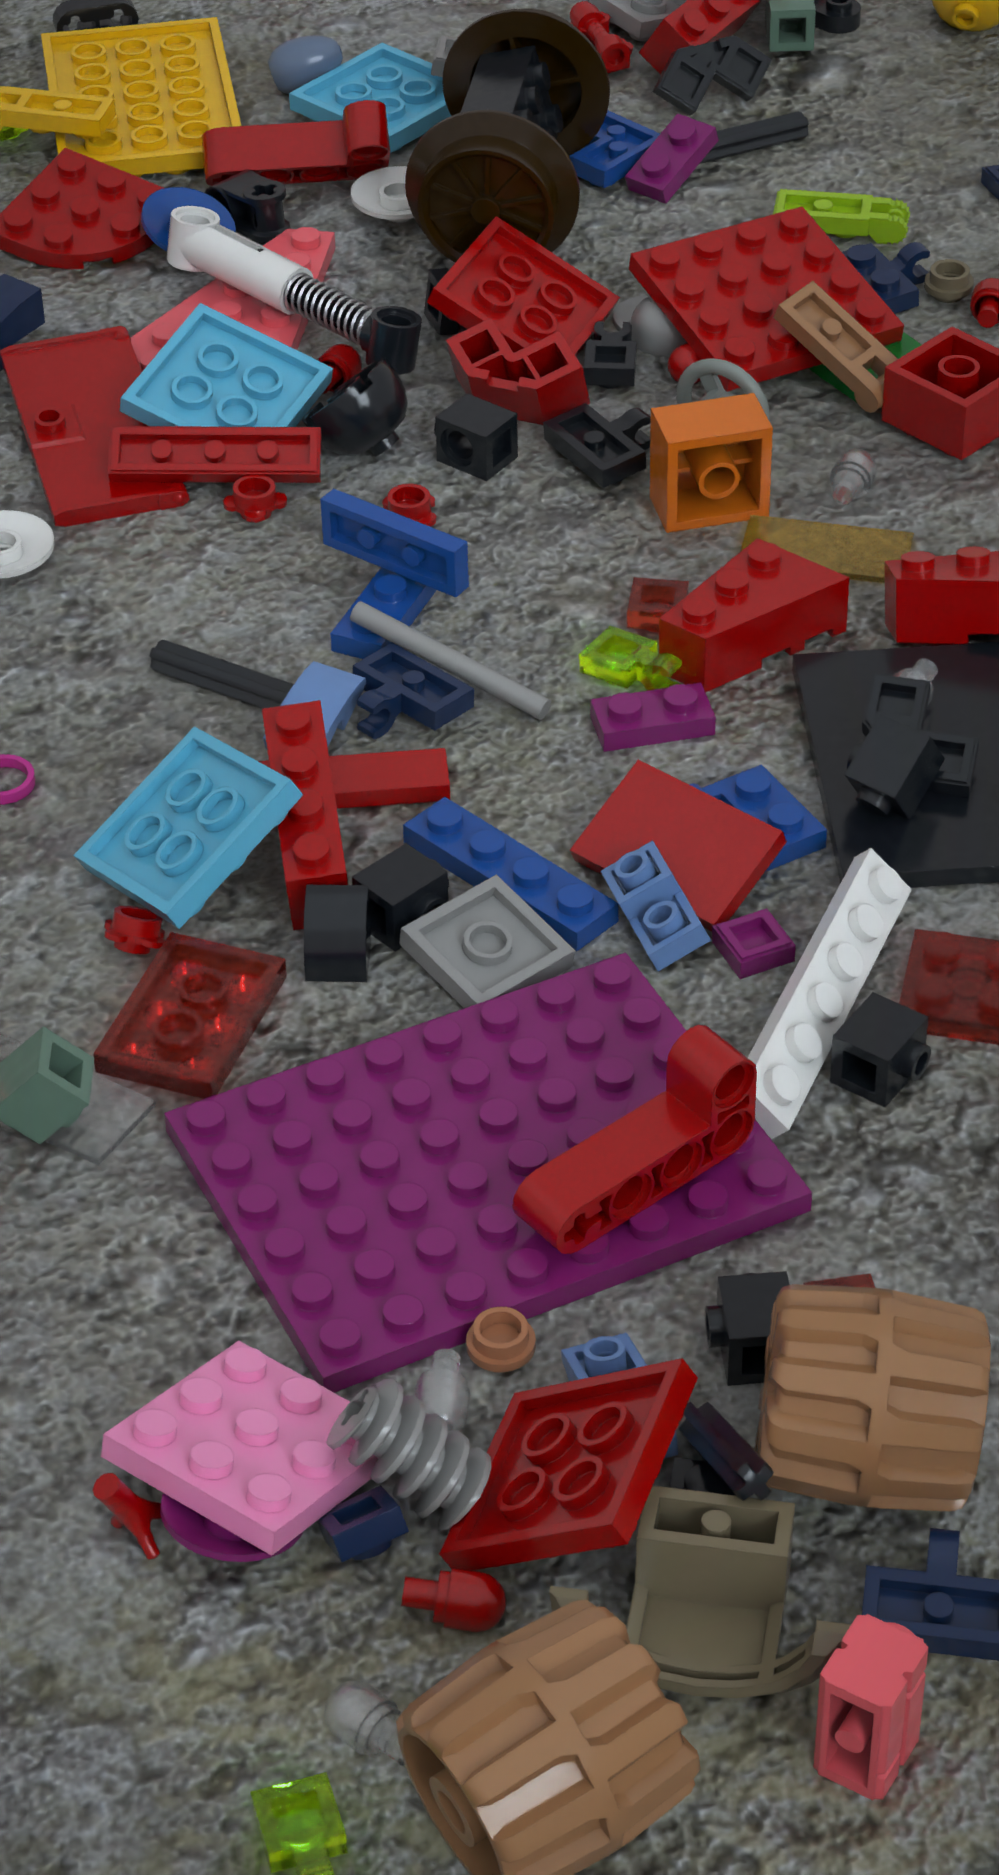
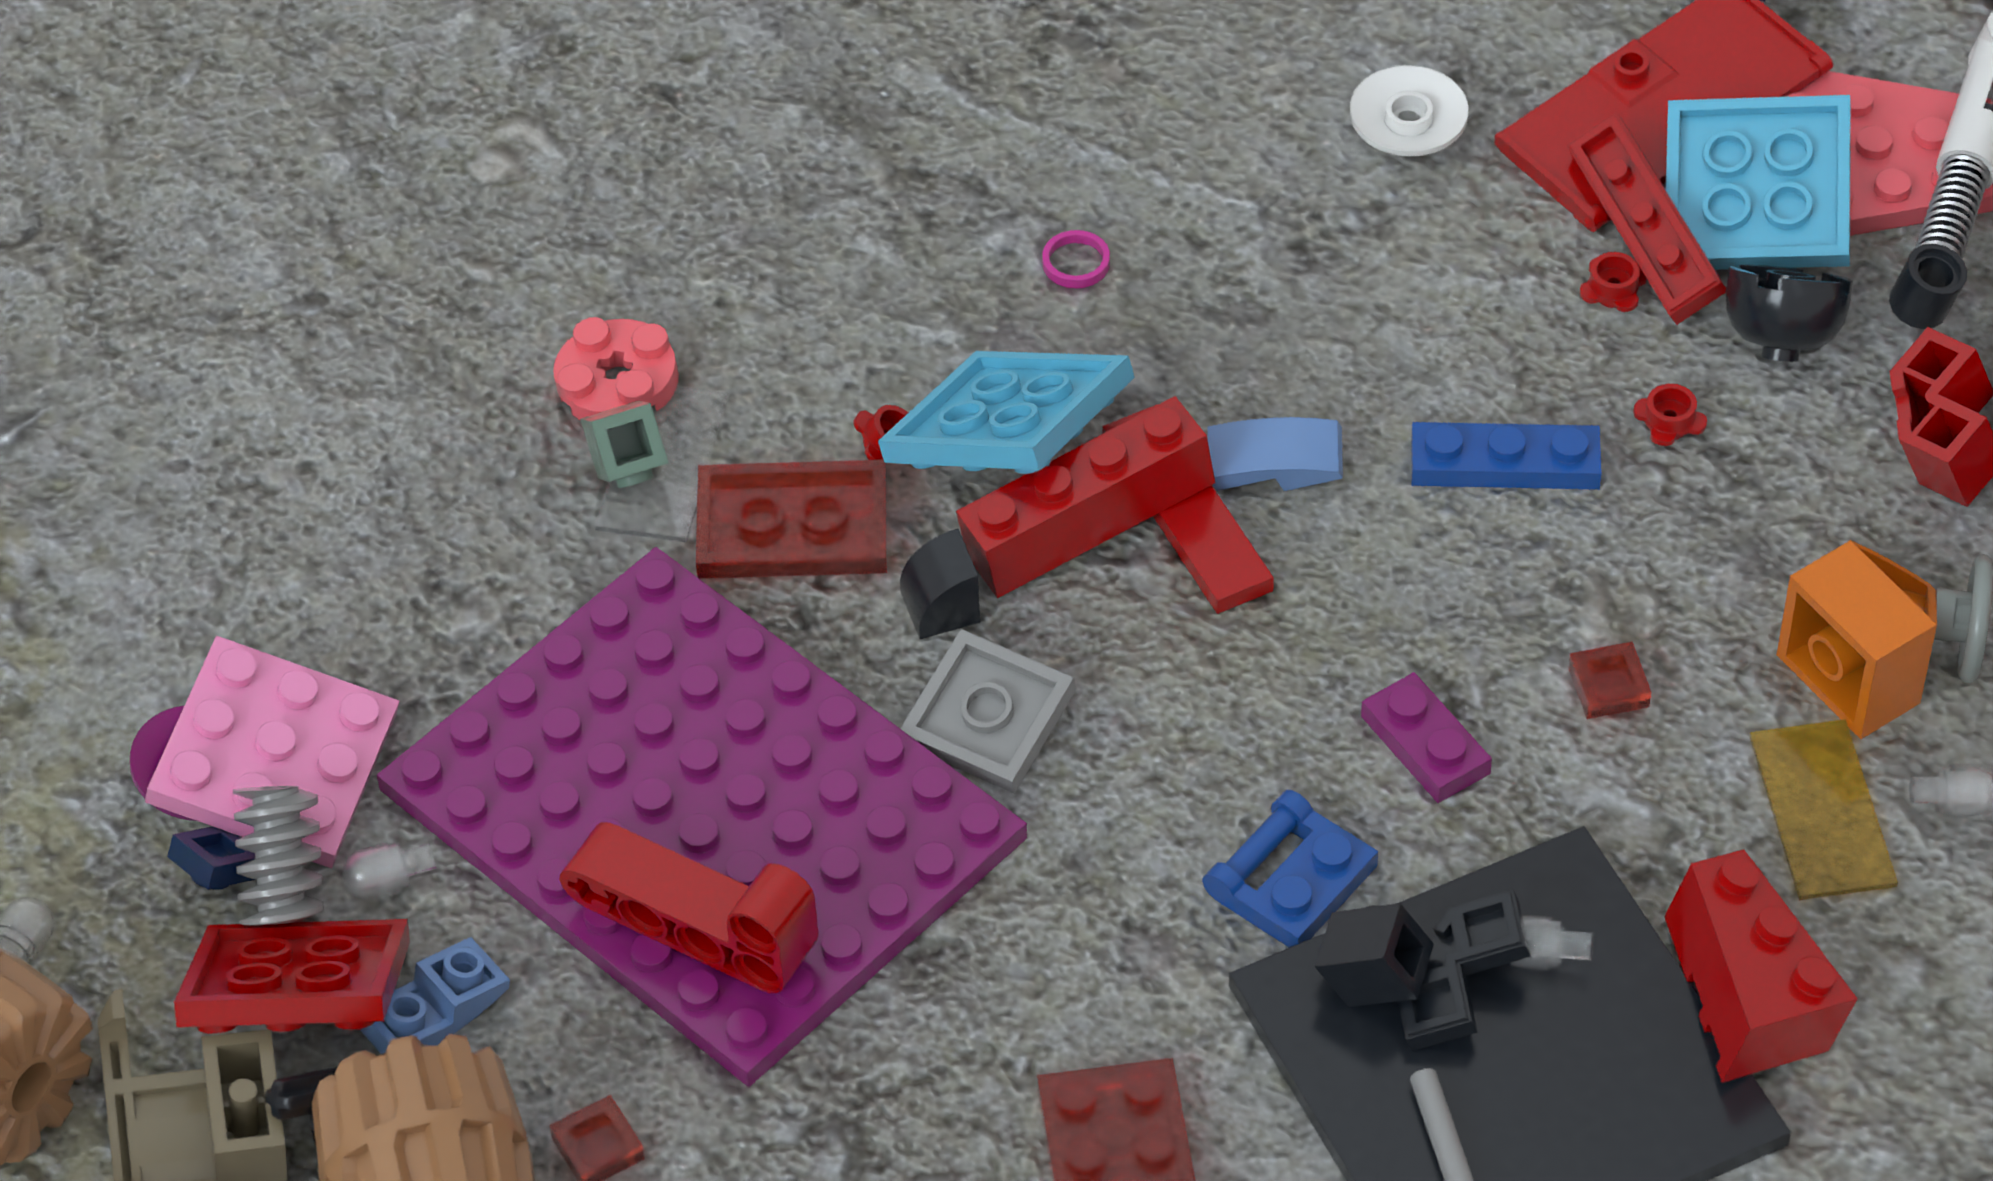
camera: 70 degrees right, 10 degrees up
(129, 1511) = (167, 679): red bar -> none
(218, 675) = (1306, 355): black axle -> none
(345, 363) = (1883, 262): red cylinder -> none
(395, 542) = (1548, 413): blue plate -> none
(402, 890) = (1023, 613): black brick -> none
(409, 685) = (1351, 518): dark blue plate -> none
(450, 660) = (1410, 534): light grey bar -> none
(459, 1599) = (164, 952): red cylinder -> none
(476, 437) = (1822, 425): black brick -> none
(479, 851) = (1116, 697): blue plate -> none
(500, 1340) = (471, 890): nougat plate -> none
(601, 447) = (1889, 523): black plate -> none
(627, 657) = (1495, 679): clear neon green plate -> none
(655, 905) = (1112, 819): medium blue slope -> none
(704, 841) = (1197, 815): red tile -> none
(743, 1323) = (550, 1072): black brick -> none
(751, 611) = (1614, 758): red wedge -> none
(753, 943) = (1103, 929): magenta tile -> none
(824, 988) = (1038, 1000): white plate -> none
(880, 1049) = (968, 1073): black brick -> none

